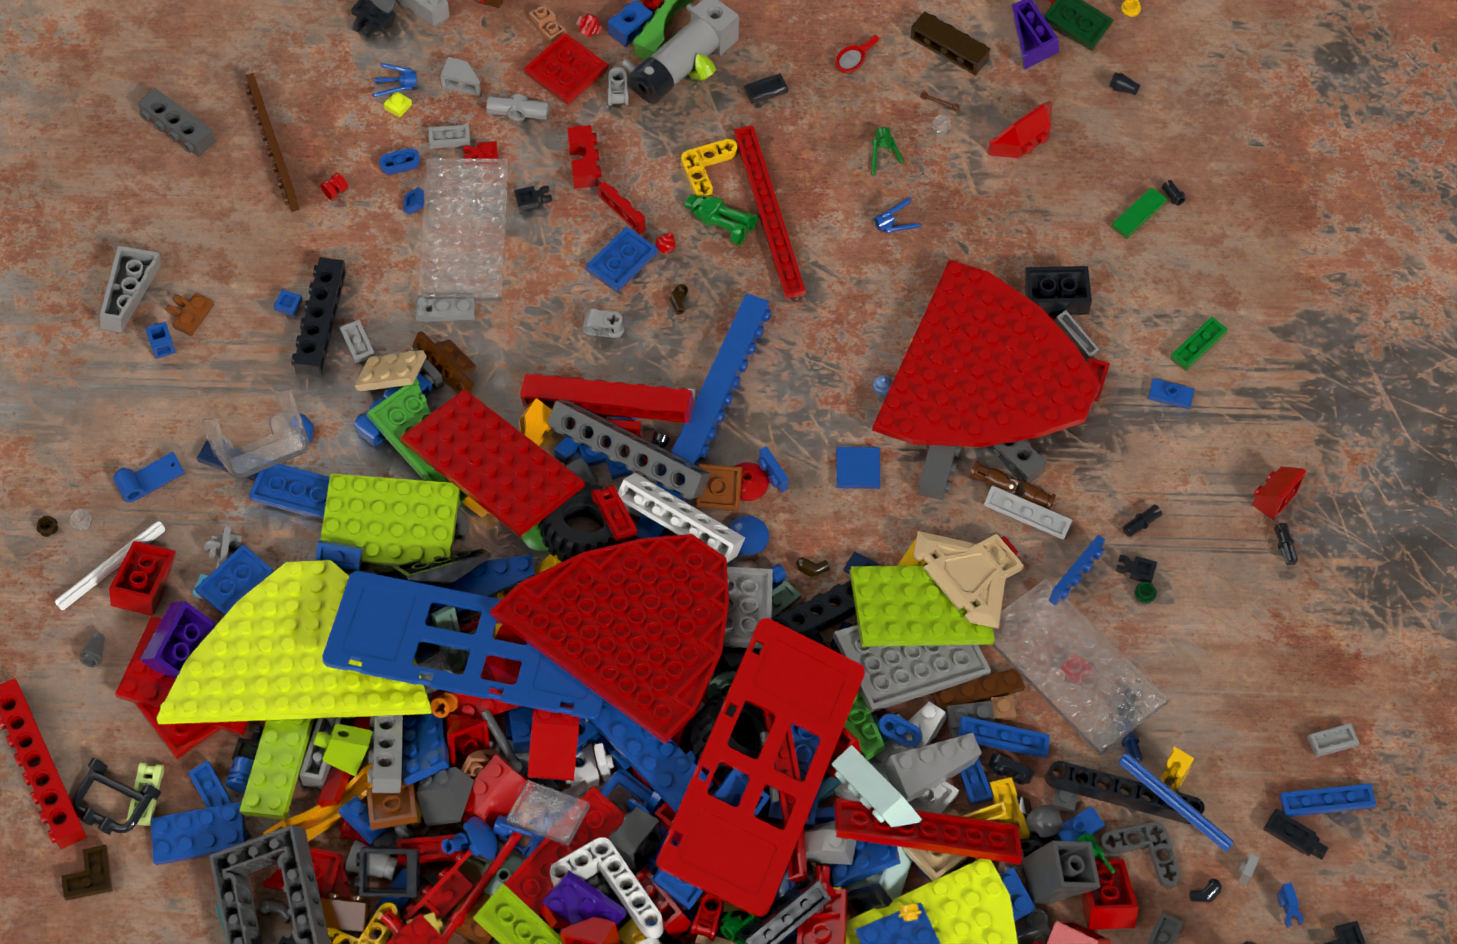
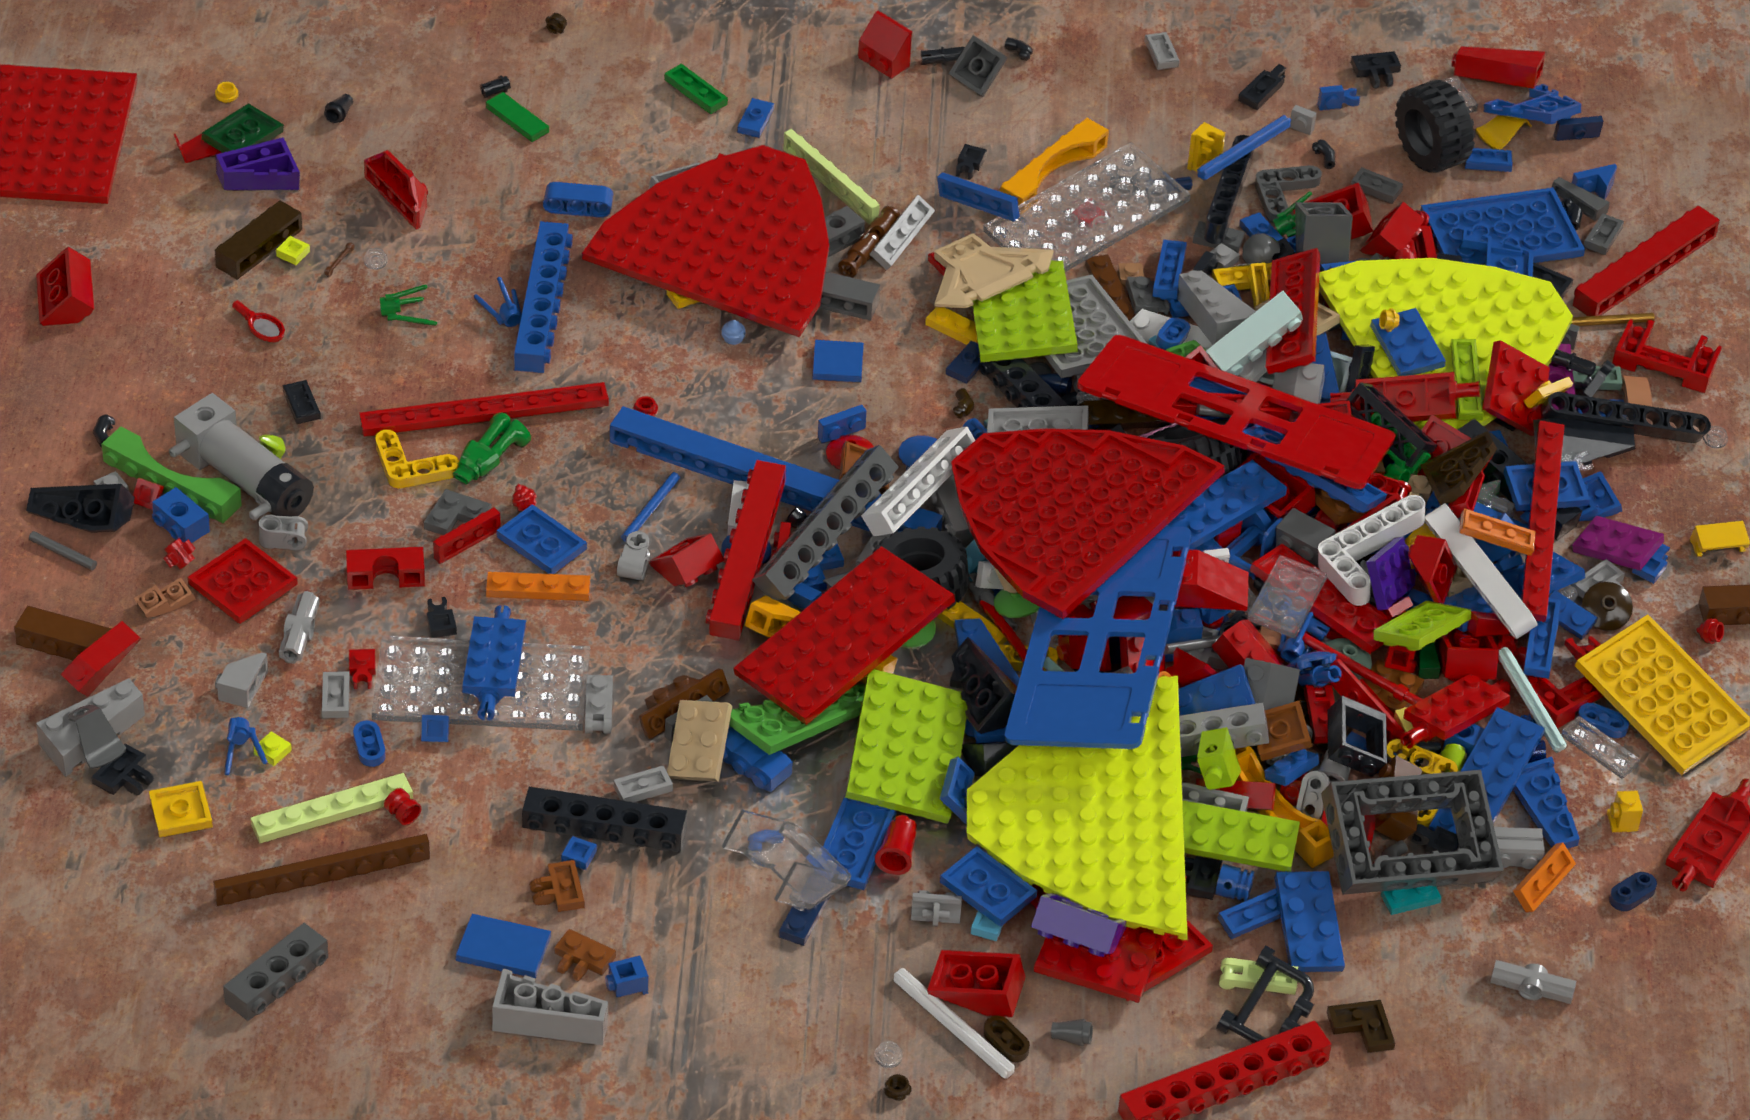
camera: 90 degrees left, 15 degrees down
(89, 602) = (1008, 1039): none -> dark brown plate
(138, 484) = (829, 987): blue door -> none
(200, 261) = (503, 945): none -> blue tile
(255, 295) = (565, 887): none -> dark orange hinge
(289, 519) = (897, 847): none -> red plant
(334, 52) = (180, 809): none -> yellow plate
(334, 838) = (1312, 796): none -> light grey plate
(338, 145) = (327, 808): none -> yellowish green plate
(477, 761) = (1222, 660): nougat slope -> none
(479, 229) = (494, 659): none -> blue plate
(573, 261) = (538, 586): none -> orange plate
(602, 359) = (688, 560): none -> red slope
(614, 512) = (918, 526): red plate -> none
(656, 199) = (452, 508): none -> dark grey plate
(668, 335) = (651, 505): none -> blue bar
(677, 297) = (600, 497): dark brown arm -> none
(783, 320) = (646, 405): none -> red plate
(901, 234) = (542, 296): none -> blue brick
(942, 67) = (292, 250): none -> neon yellow plate
(1033, 252) = (578, 199): none -> blue beam
(1038, 791) = (1225, 256): none -> light grey plate
(1059, 289) = (624, 174): black slope -> none
(1089, 457) = (832, 177): none -> yellowish green plate
(1141, 521) = (912, 152): black axle -> none
(1145, 592) = (997, 159): dark green plate -> none
(1180, 665) = (1080, 143): none -> light orange arch
(1268, 232) = (556, 23): none -> dark brown plate
(1276, 573) = (978, 65): none -> dark grey slope
(1313, 614) = (1019, 46): none -> black arm
(1327, 800) = (1226, 61): blue plate -> none

